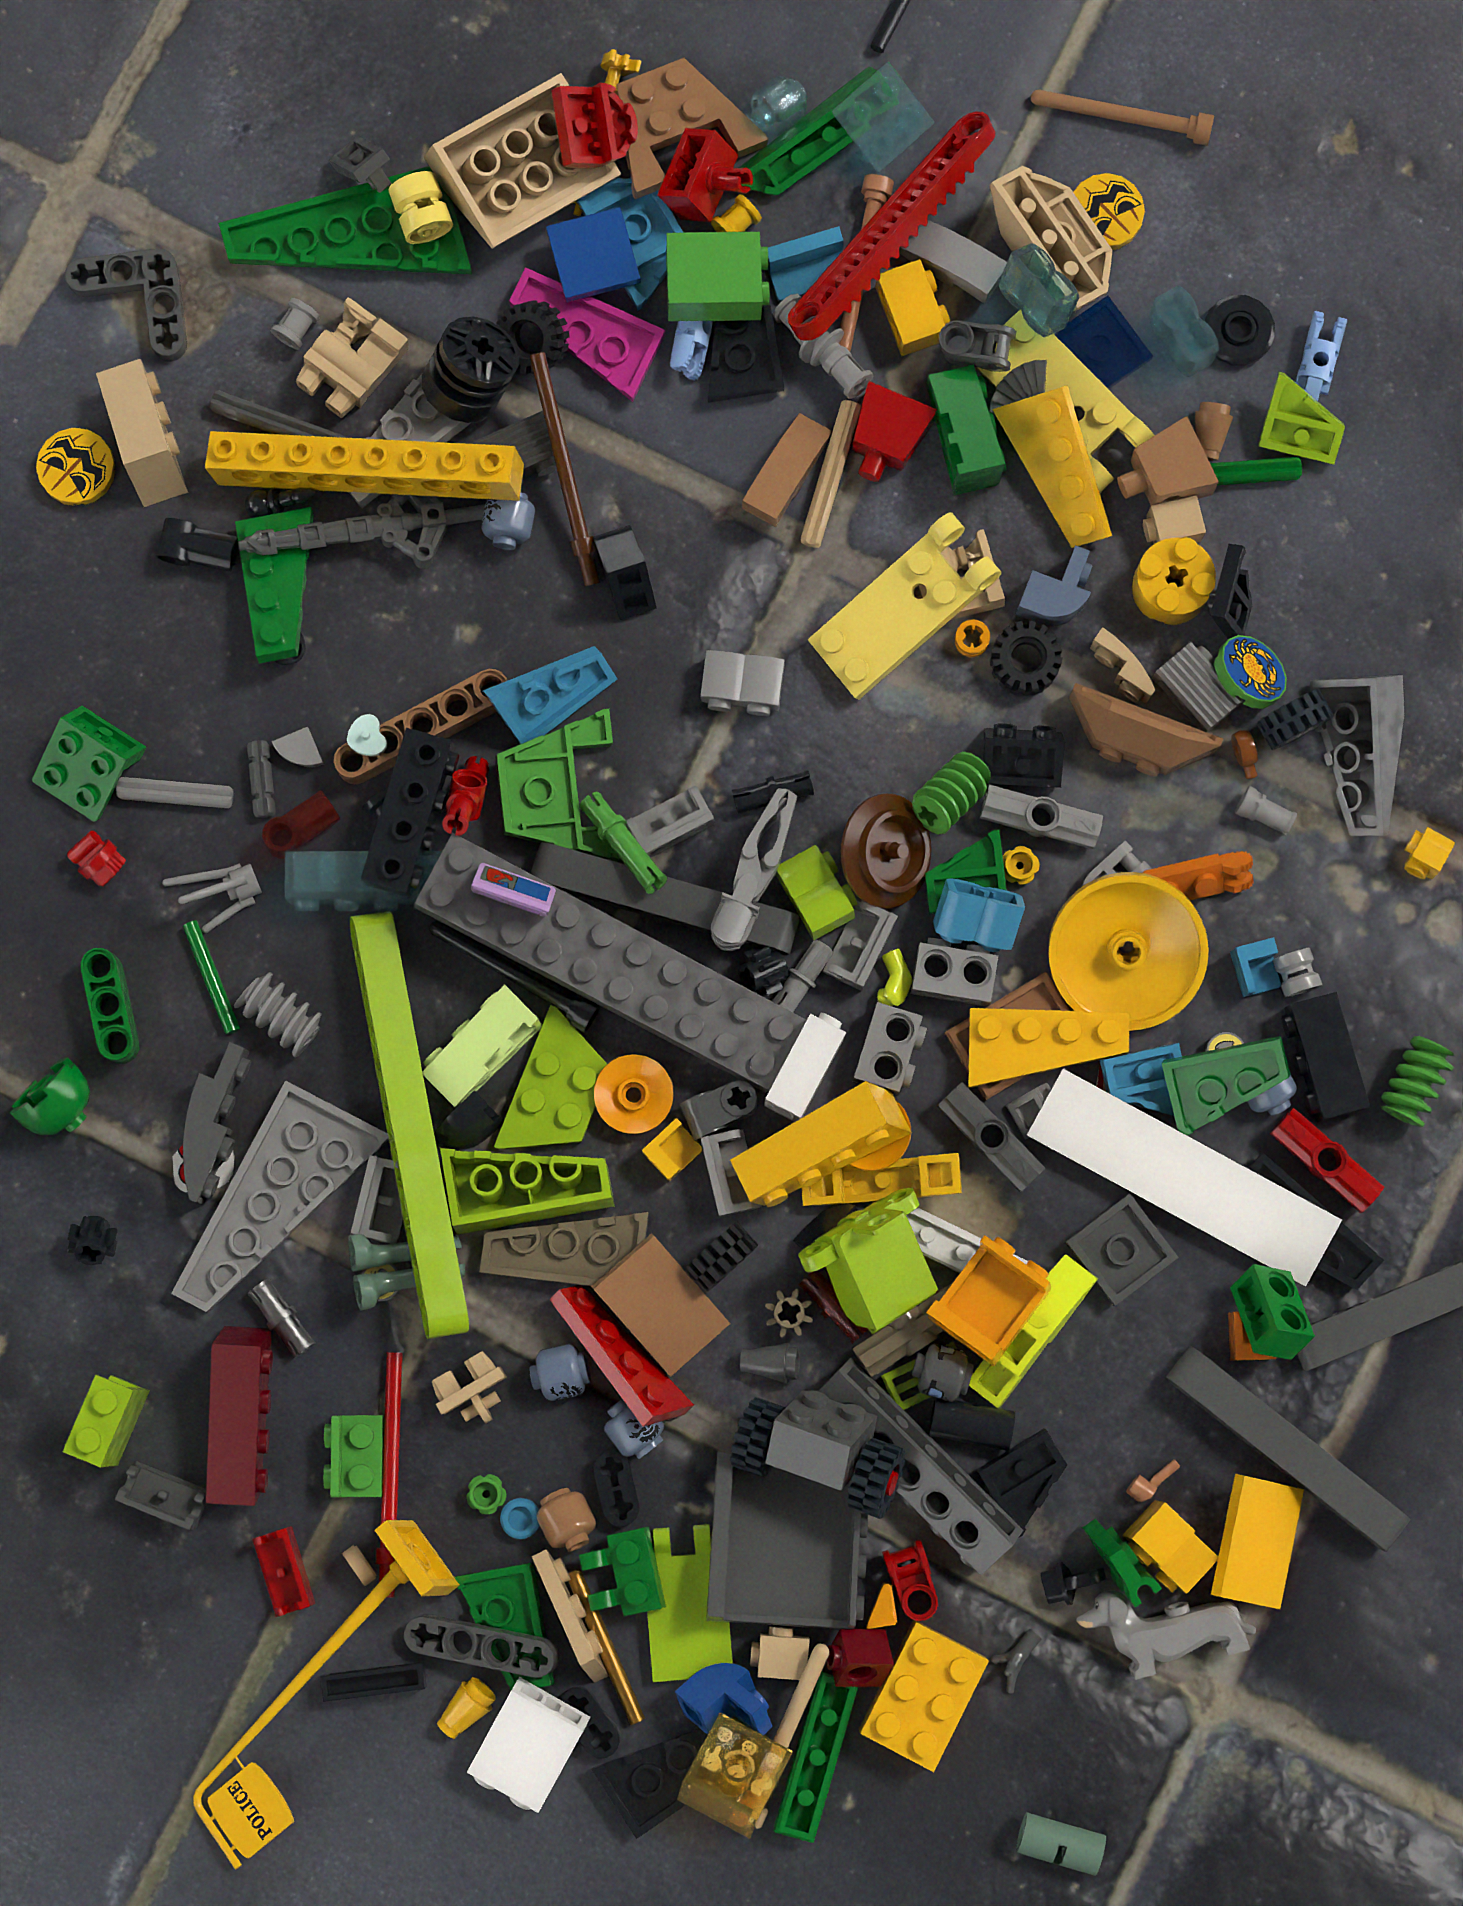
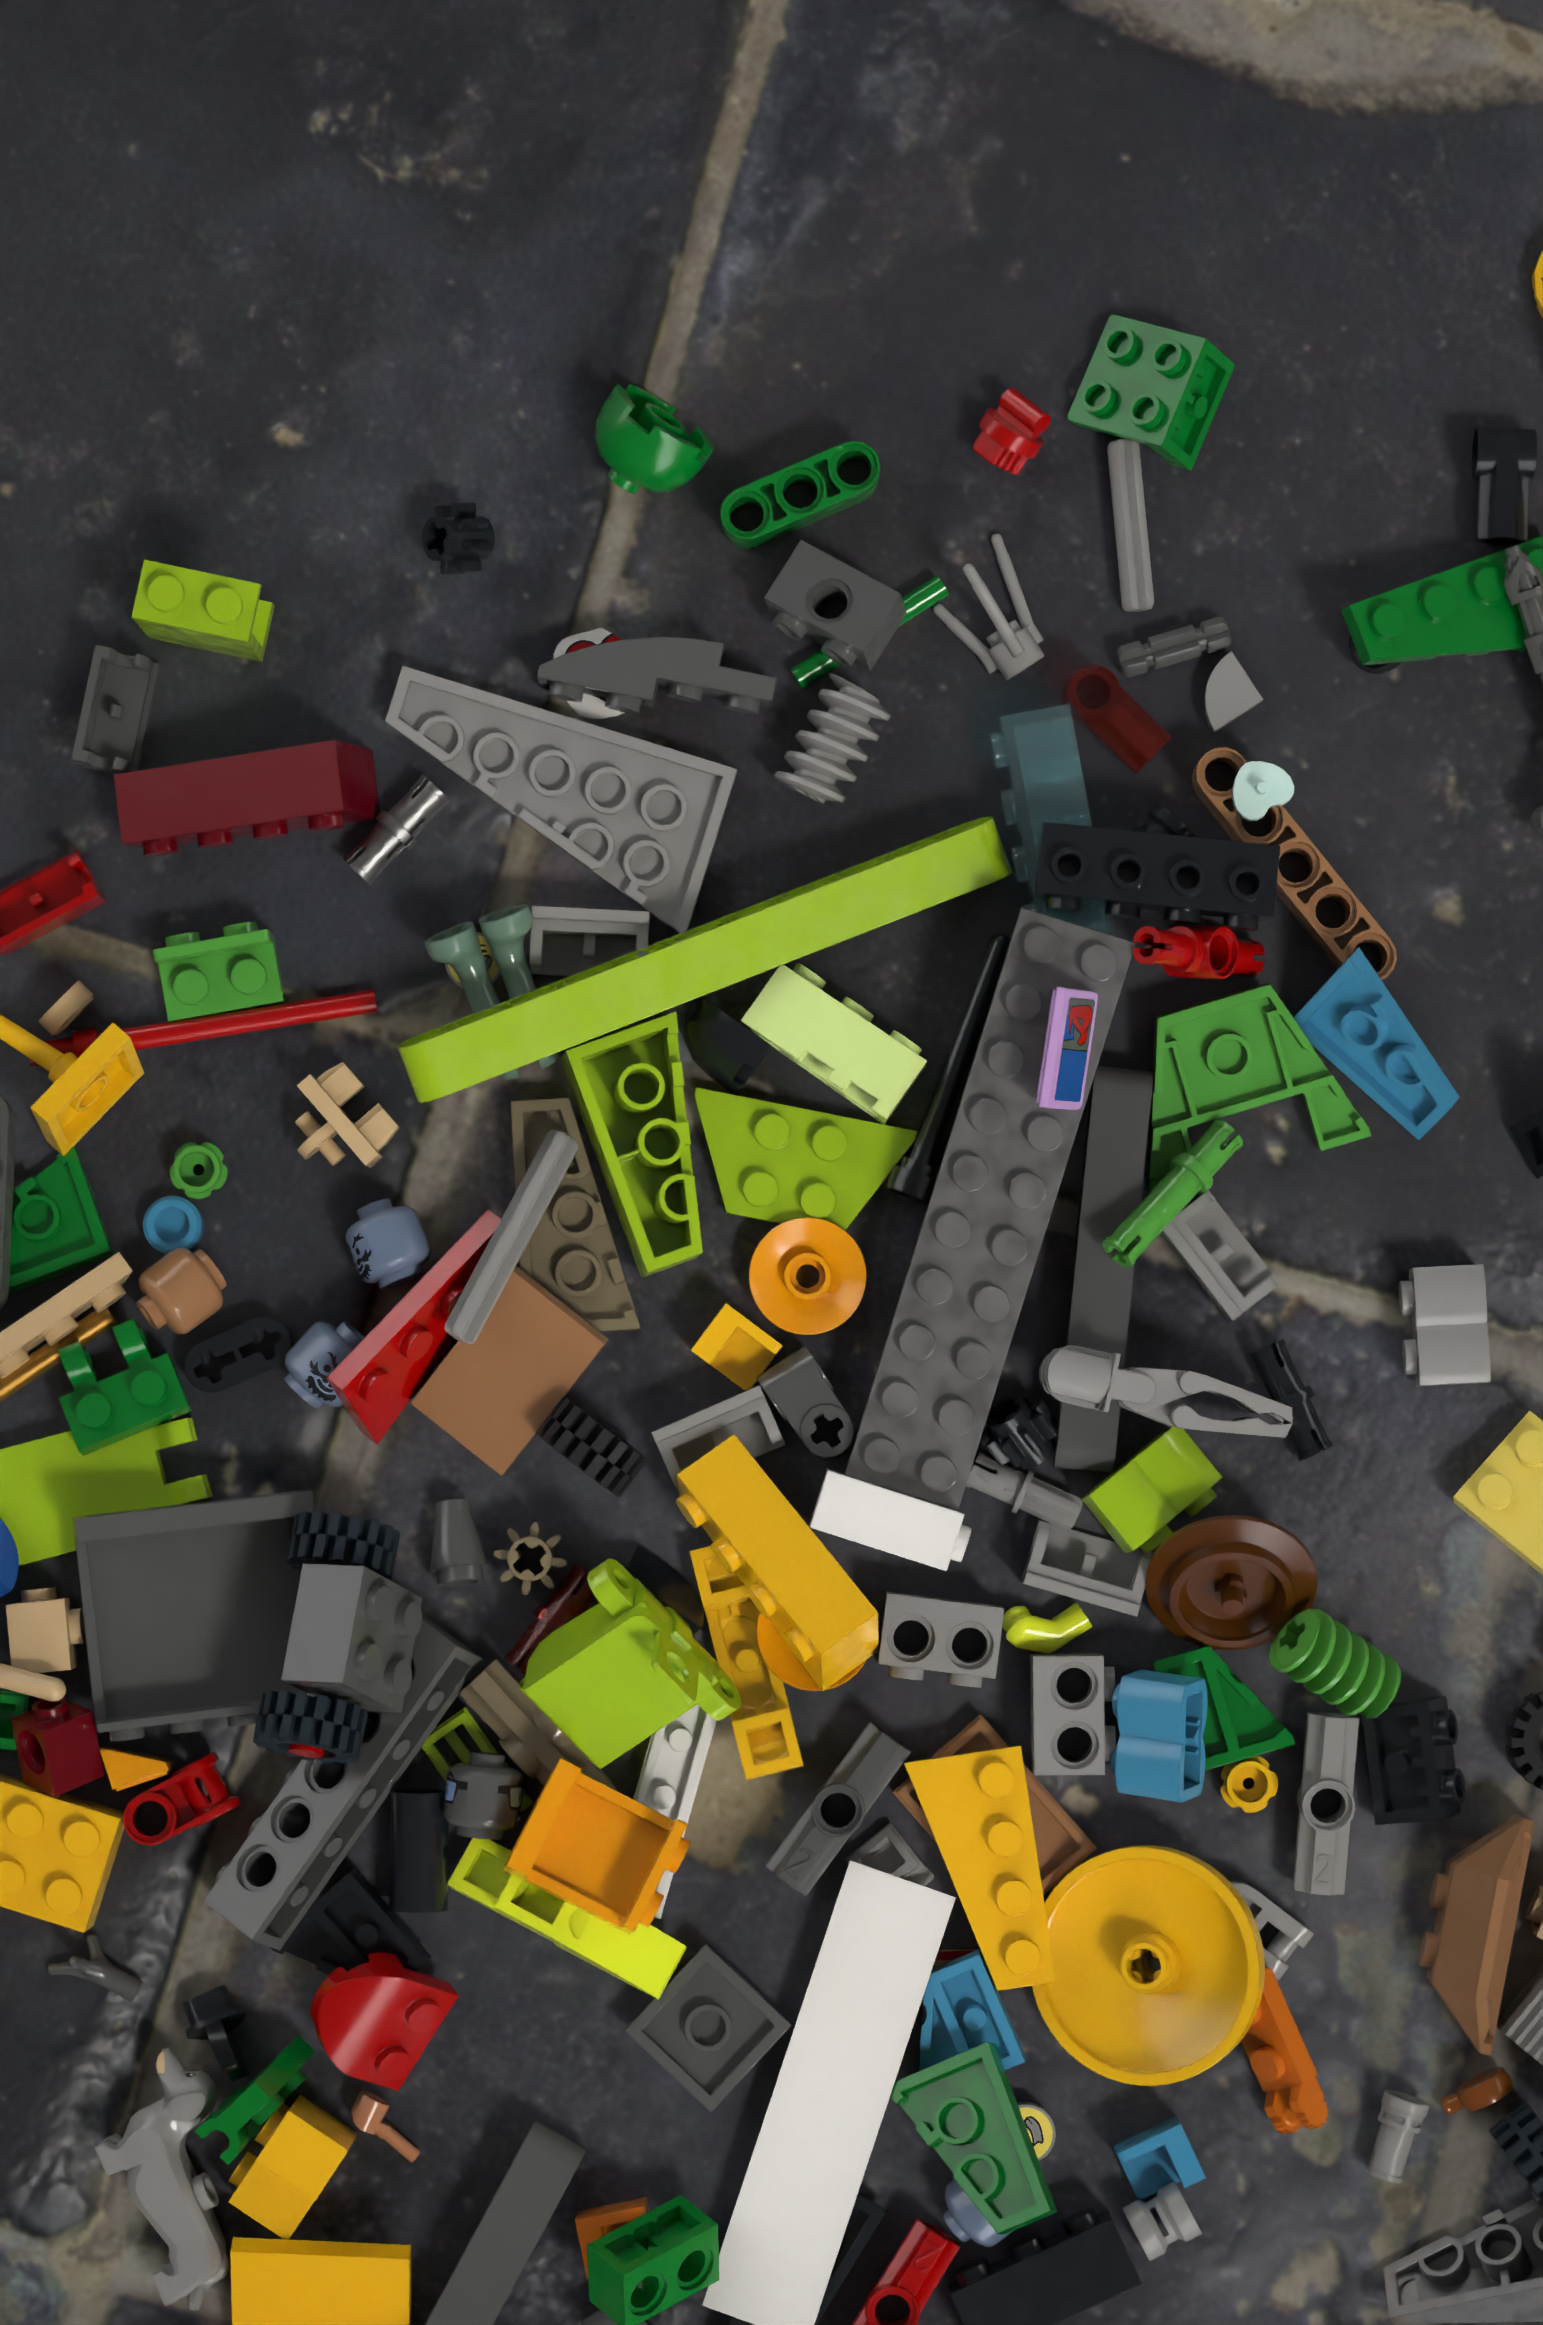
camera: 85 degrees right, 5 degrees up
(169, 1003) = (816, 579): none -> dark grey brick
(570, 1285) = (511, 1236): none -> light grey axle
(1079, 1469) = (379, 2018): none -> red slope

